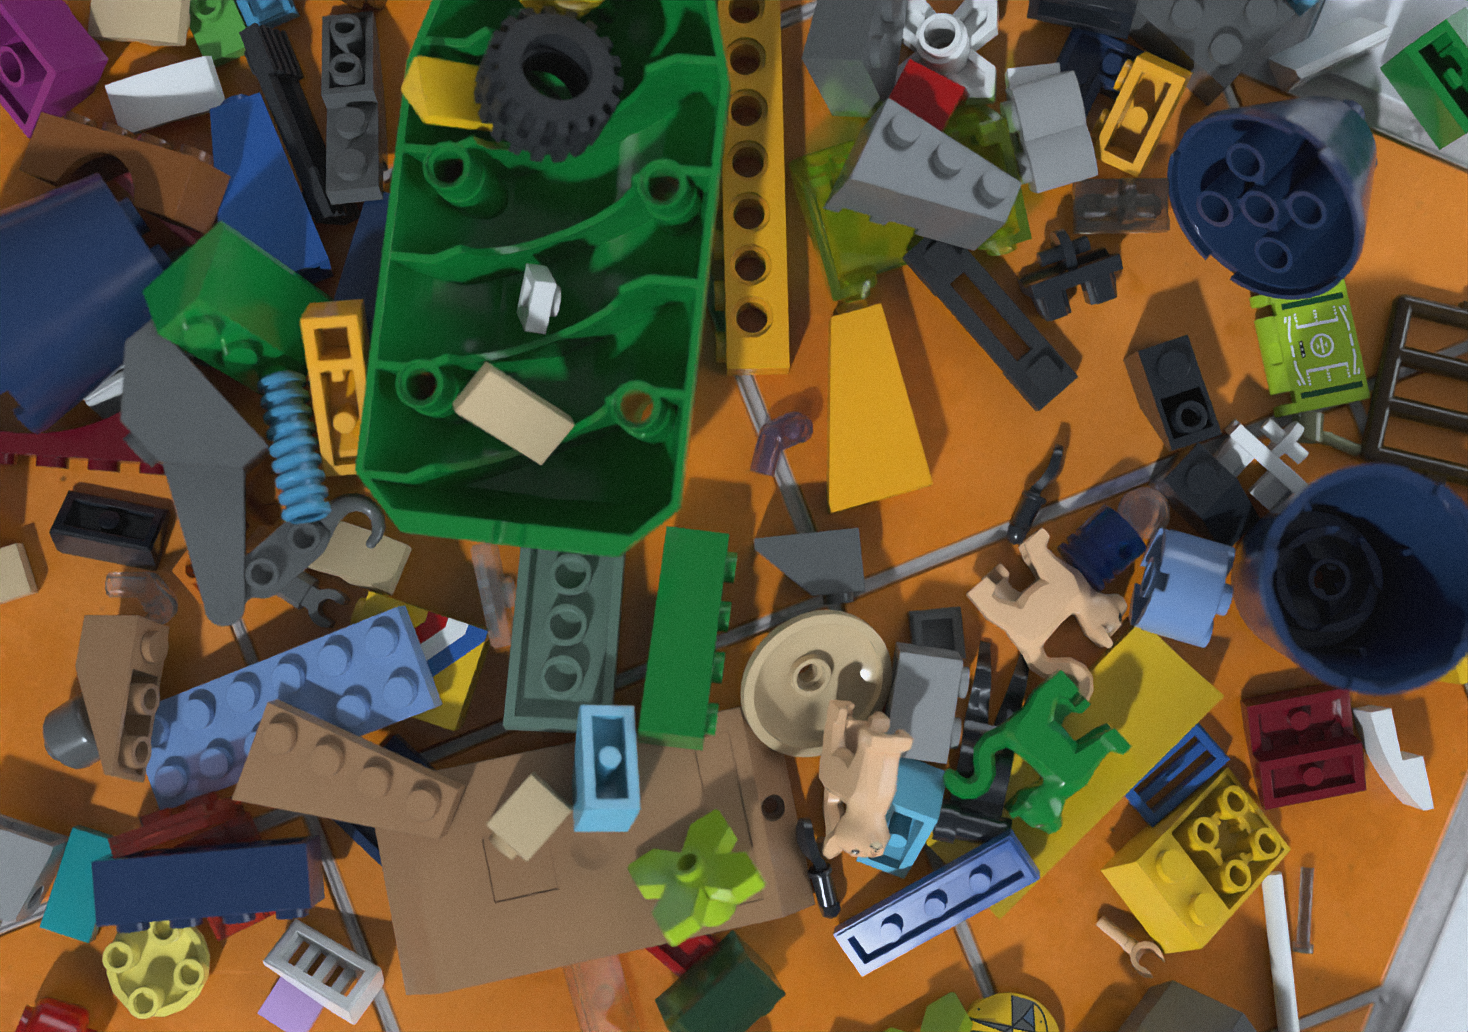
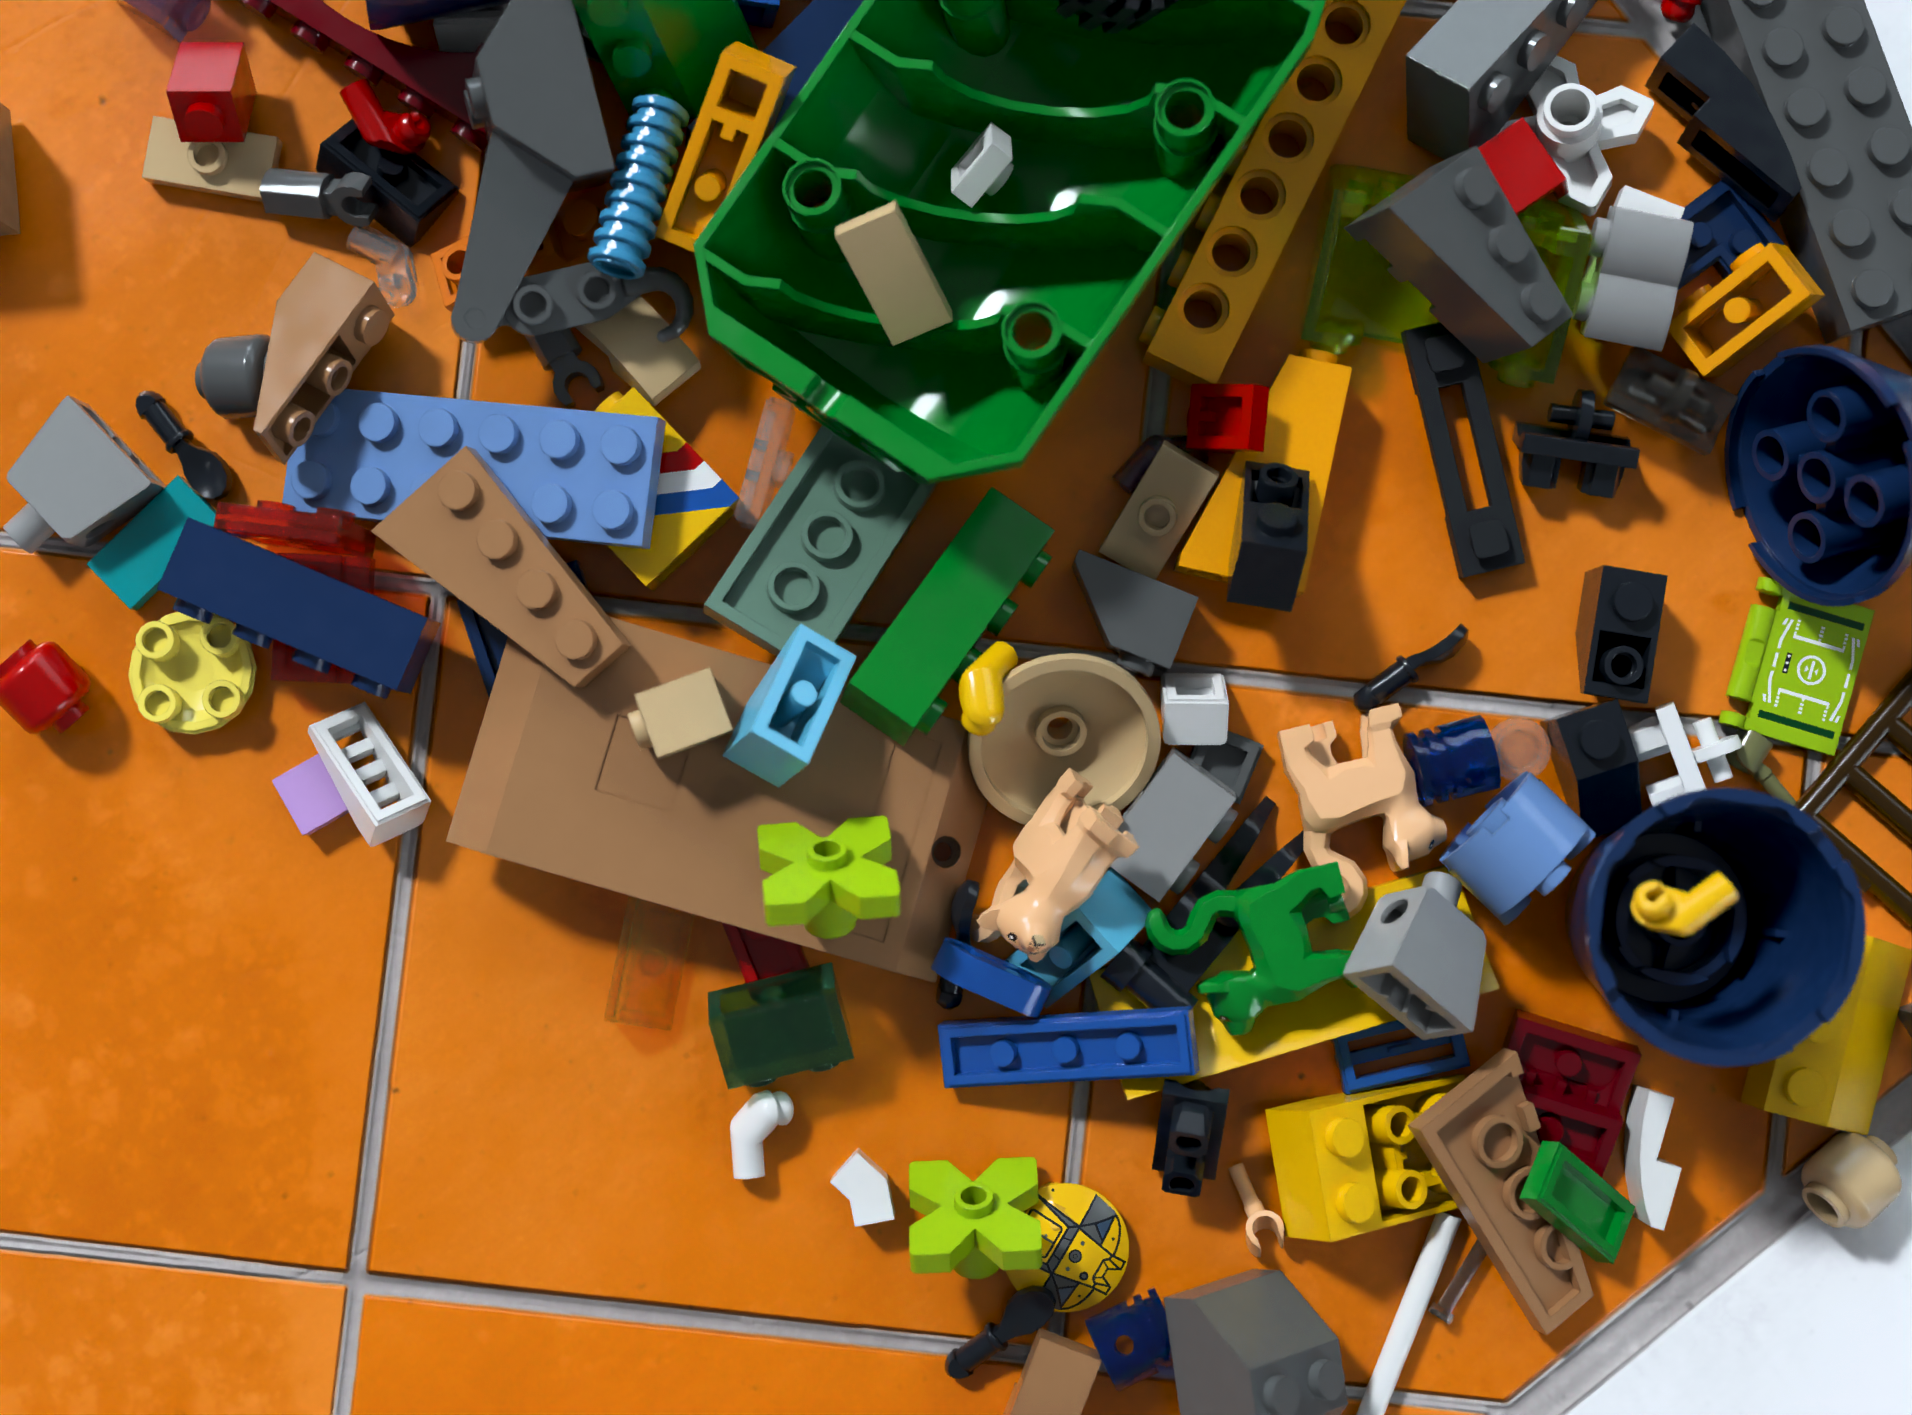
camera: 25 degrees right, 0 degrees up
(67, 571) = (317, 195): none -> dark grey bar
(88, 811) = (201, 467): none -> black piece
(90, 496) = (382, 128): none -> red arm
(737, 679) = (982, 688): none -> yellow arm
(796, 478) = (1159, 511): none -> tan plate
(811, 387) = (1227, 418): none -> red bracket
(854, 882) = (991, 977): none -> blue beam
(887, 458) = (1269, 536): none -> black slope
(896, 607) = (1194, 708): none -> white slope
(1057, 920) = (1189, 1135): none -> black hips
(1159, 707) = (1422, 958): none -> light grey torso
(1300, 835) = (1483, 1150): none -> medium nougat wing
(1339, 587) = (1679, 911): none -> yellow arm
(1360, 819) = (1577, 1202): none -> green tile

